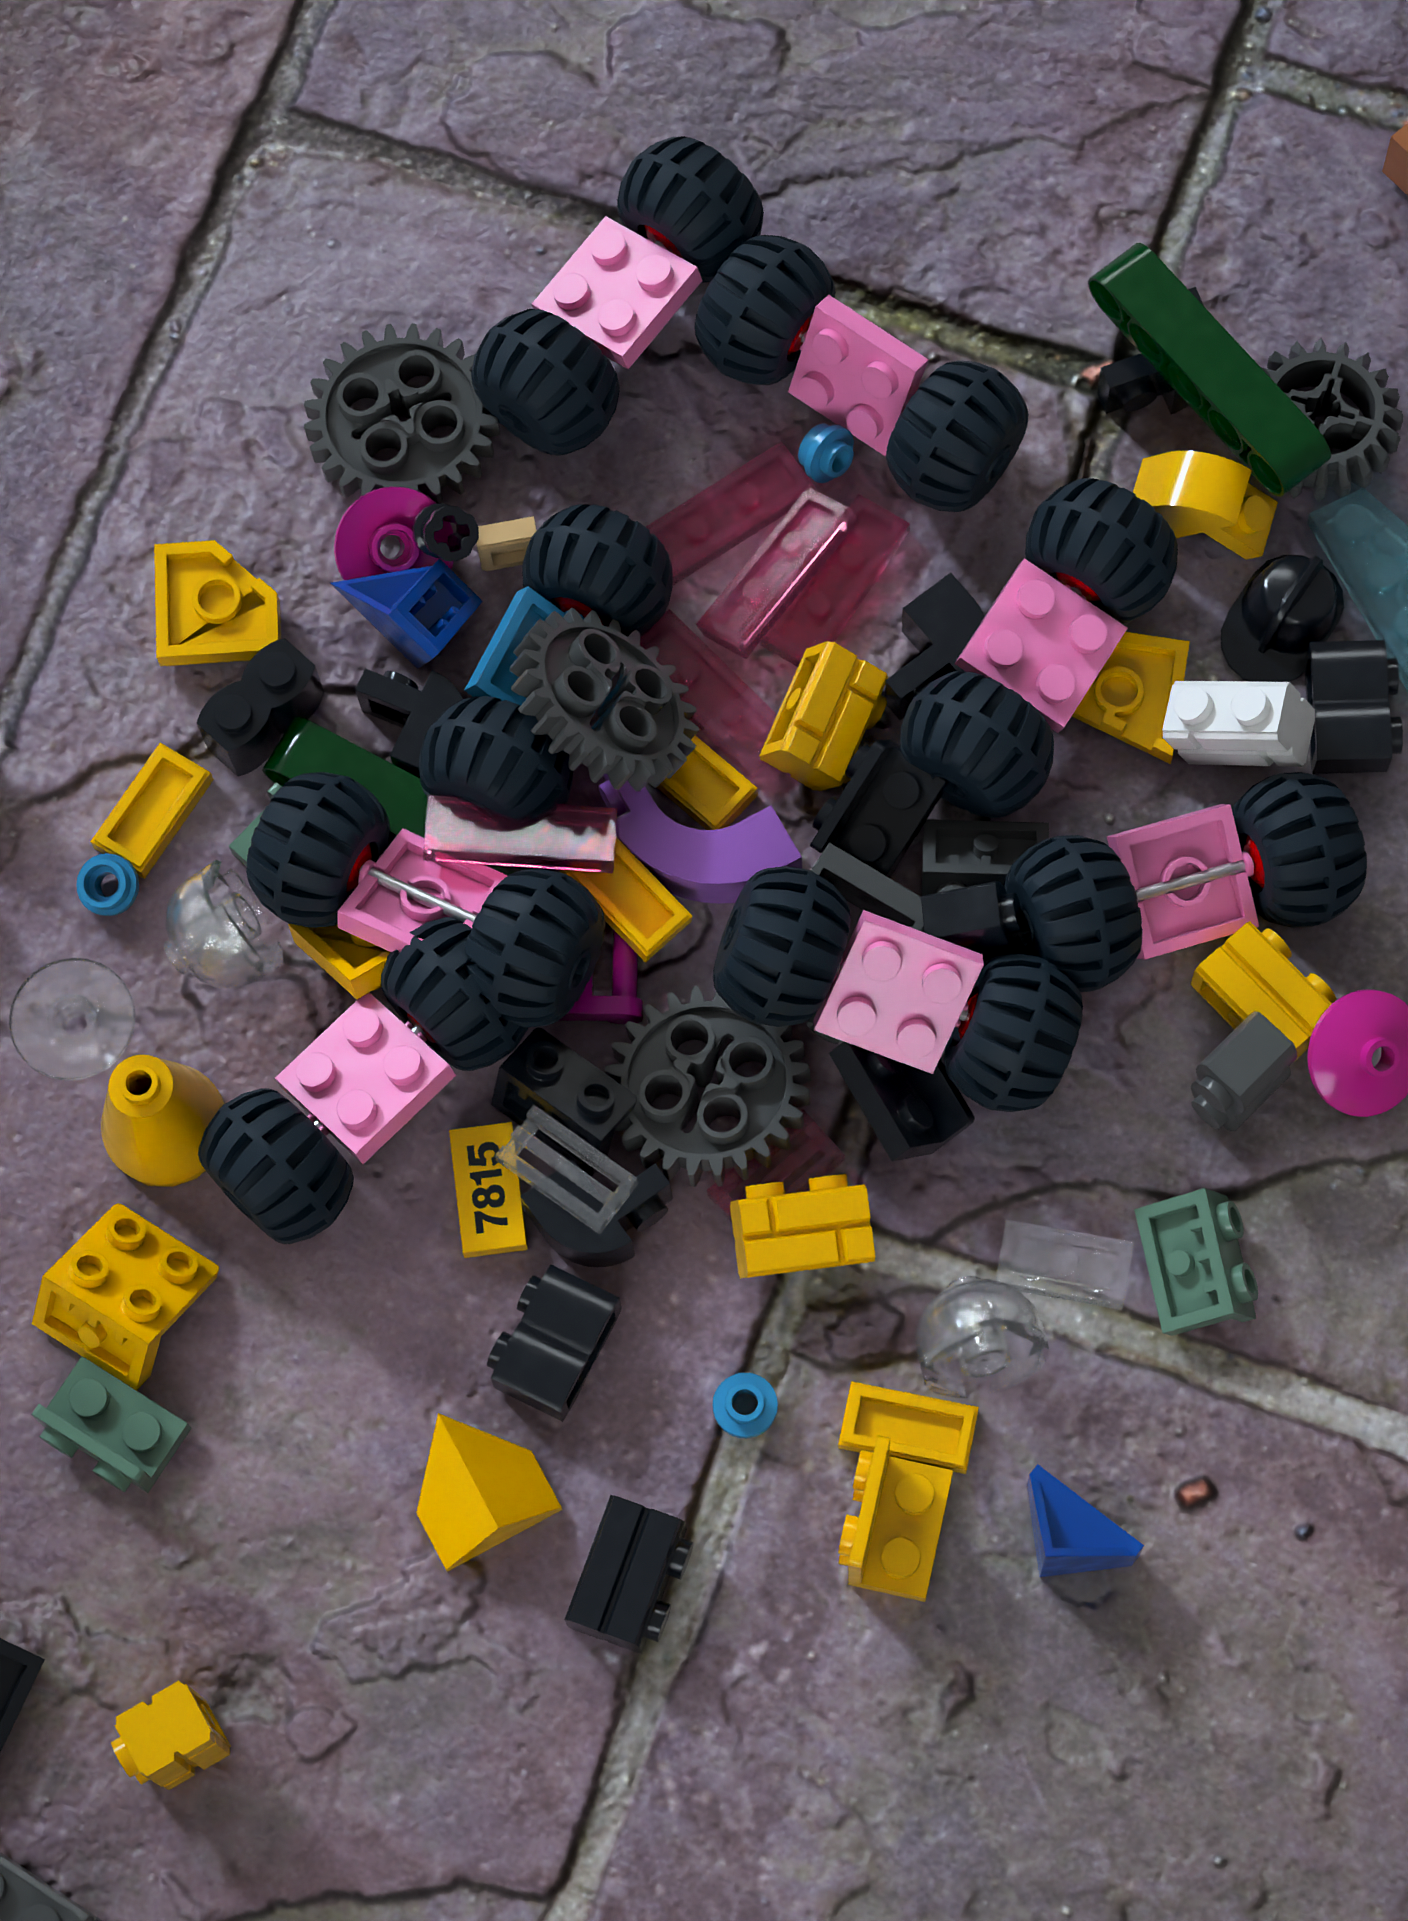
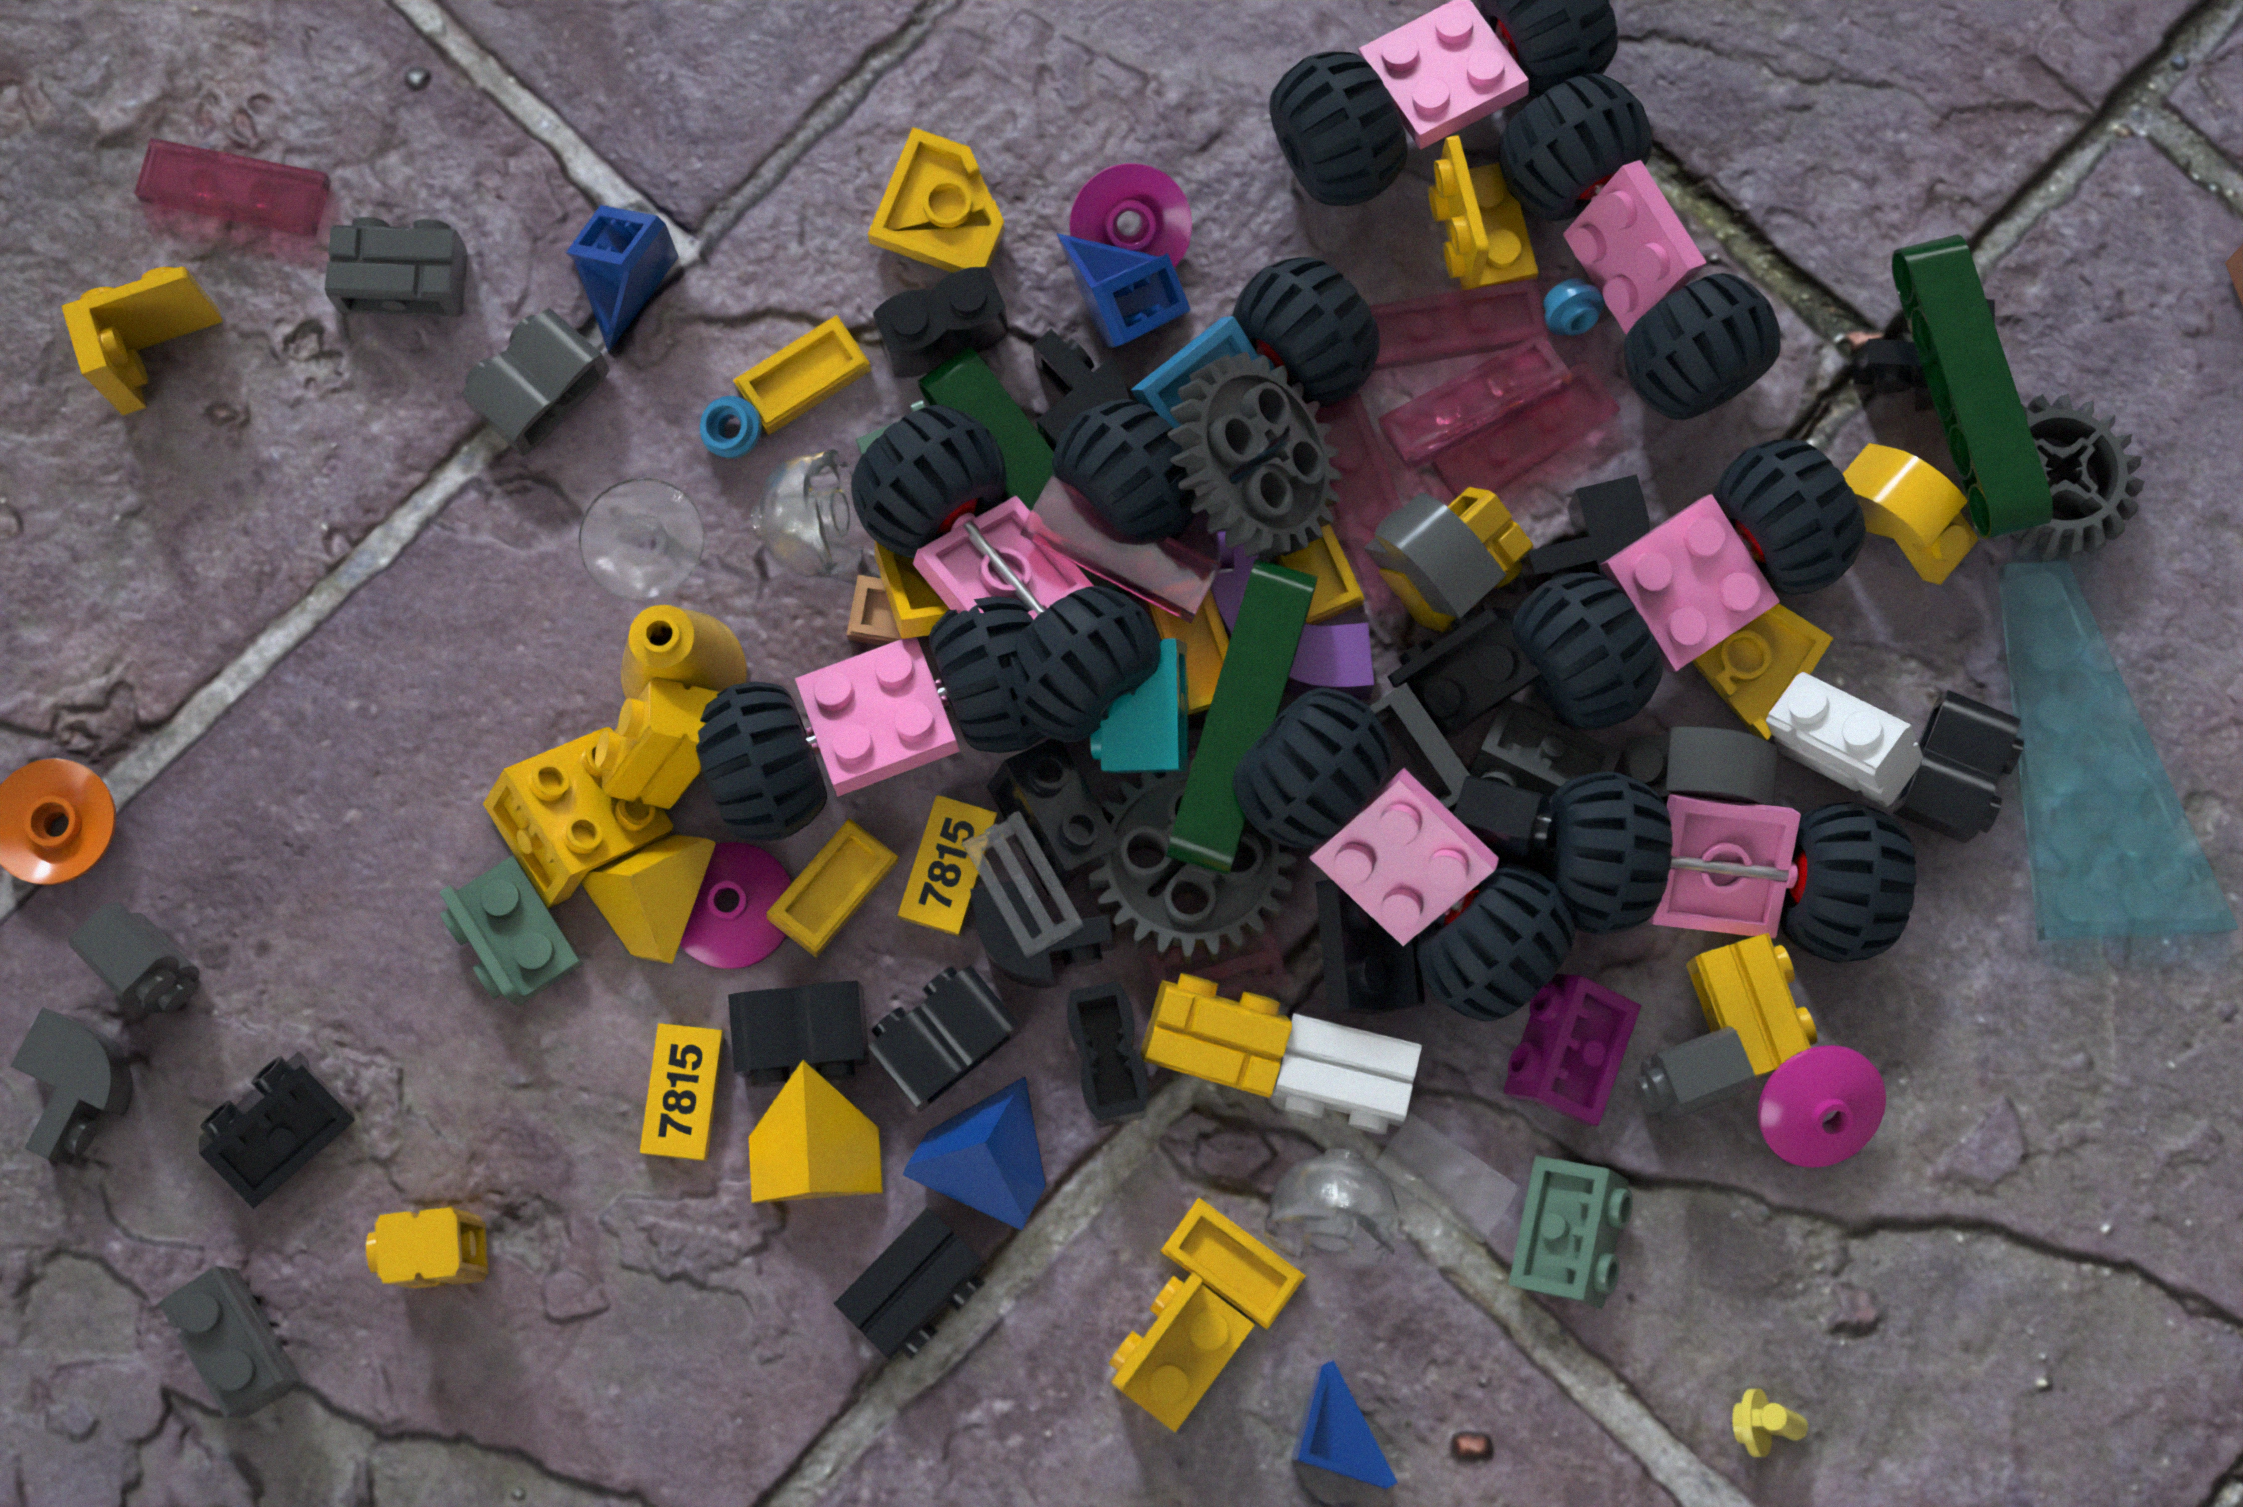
camera: 20 degrees right, 5 degrees up
(173, 1192) = (654, 744): none -> yellow brick
(227, 1334) = (651, 893): none -> yellow slope
(310, 1344) = (745, 934): none -> dark pink dish
(317, 994) = (871, 614): none -> light nougat tile
(337, 1500) = (682, 1092): none -> yellow tile
(381, 374) = (1193, 54): dark grey gear -> none
(391, 1255) = (832, 887): none -> yellow tile
(404, 1395) = (808, 1023): none -> black brick
(459, 543) = (1171, 216): black bush -> none
(504, 543) = (1233, 264): tan tile -> none
(617, 980) = (1151, 726): none -> teal slope
(642, 1431) = (986, 1157): none -> blue slope
(694, 929) = (1240, 712): none -> dark green beam
(709, 410) = (1481, 220): none -> yellow bracket
(724, 1300) = (1111, 1070): none -> black brick
(745, 1425) = (1091, 1196): dark azure plate -> none
(805, 716) = (1436, 555): none -> dark grey brick
(934, 1211) = (1347, 1073): none -> white brick
(1123, 1100) = (1572, 1047): none -> magenta bracket
(1127, 797) = (1704, 764): none -> dark grey brick
(1277, 616) = (1930, 649): black piece -> none

